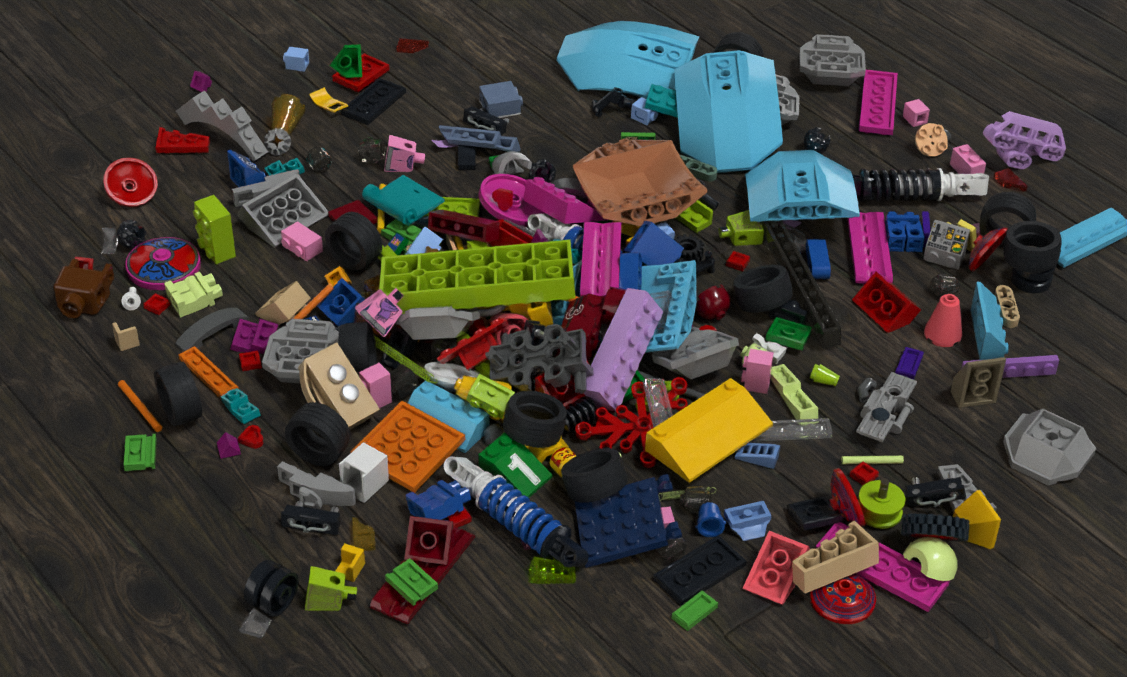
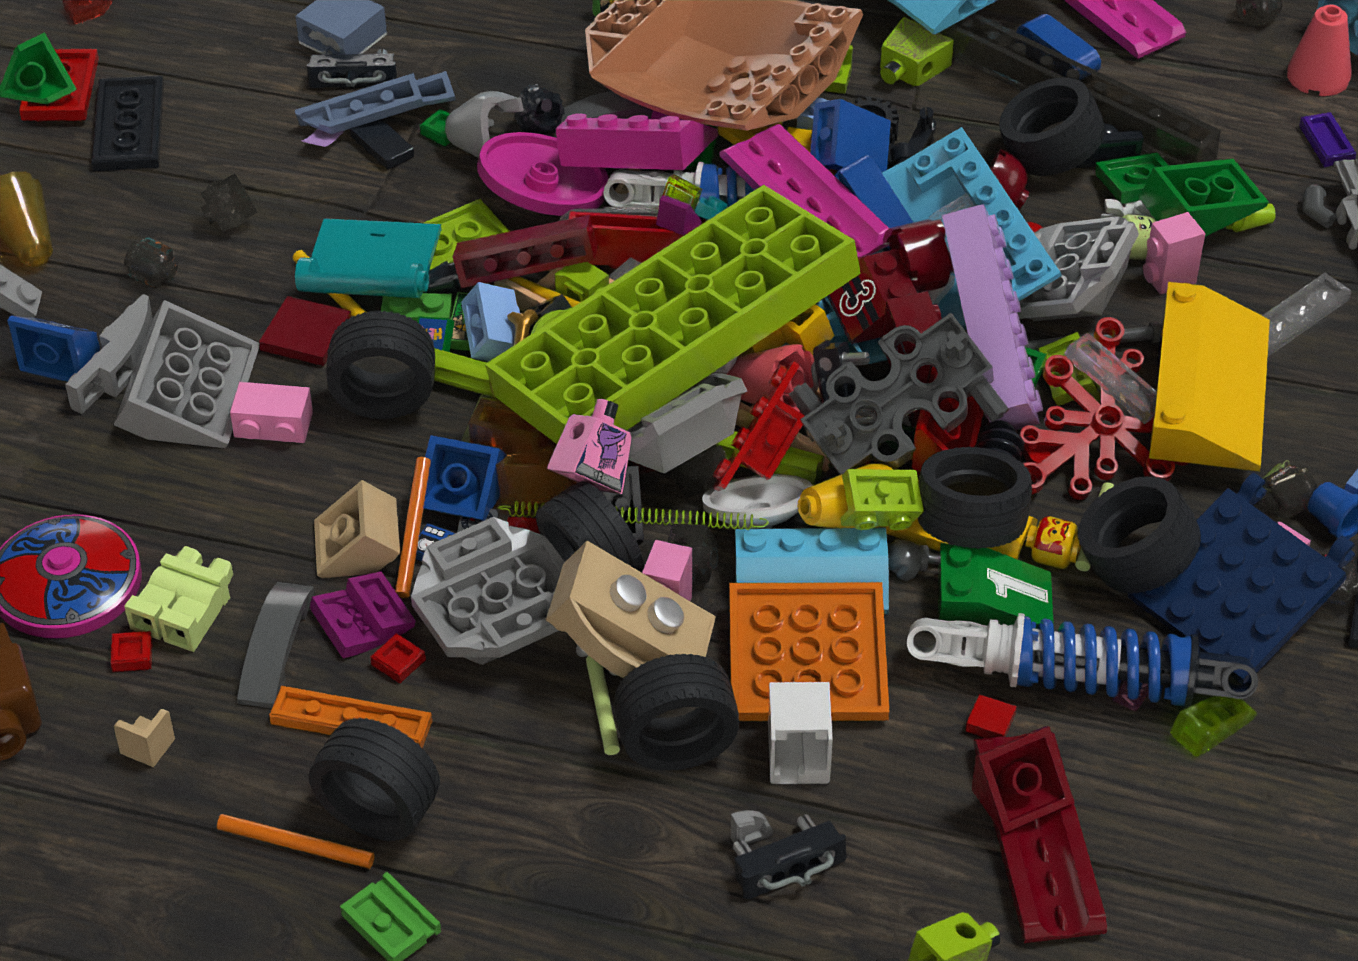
camera: 35 degrees left, 5 degrees up
(131, 299) = (82, 669): white plate -> none
(214, 229) = (124, 466): lime piece -> none
(228, 446) = (520, 822): magenta slope -> none
(239, 405) = (460, 742): teal slope -> none
(251, 437) = (541, 783): red tile -> none
(277, 167) = (105, 307): teal slope -> none
(283, 146) = (50, 250): light grey gear -> none
(324, 100) = (49, 162): yellow piece -> none
(326, 487) = (768, 792): light grey slope -> none
(335, 275) = (397, 444): light orange slope -> none
(352, 561) = (924, 891): yellow panel -> none
(363, 535) = (888, 836): clear yellow tile -> none
(401, 155) = (286, 188): bright pink torso -> none
(411, 581) = (1062, 861): bright green plate -> none
(438, 500) = (954, 709): blue hips -> none
(503, 198) = (536, 176): red tile -> none
(554, 232) = (682, 190): none -> clear neon green tile
(738, 261) = (950, 106): red tile -> none
(765, 454) = (1309, 369): medium blue slope -> none
(791, 392) = (1256, 273): yellowish green slope -> none
(800, 353) = (1209, 191): none -> green slope
(886, 303) = (1214, 67): red slope -> none

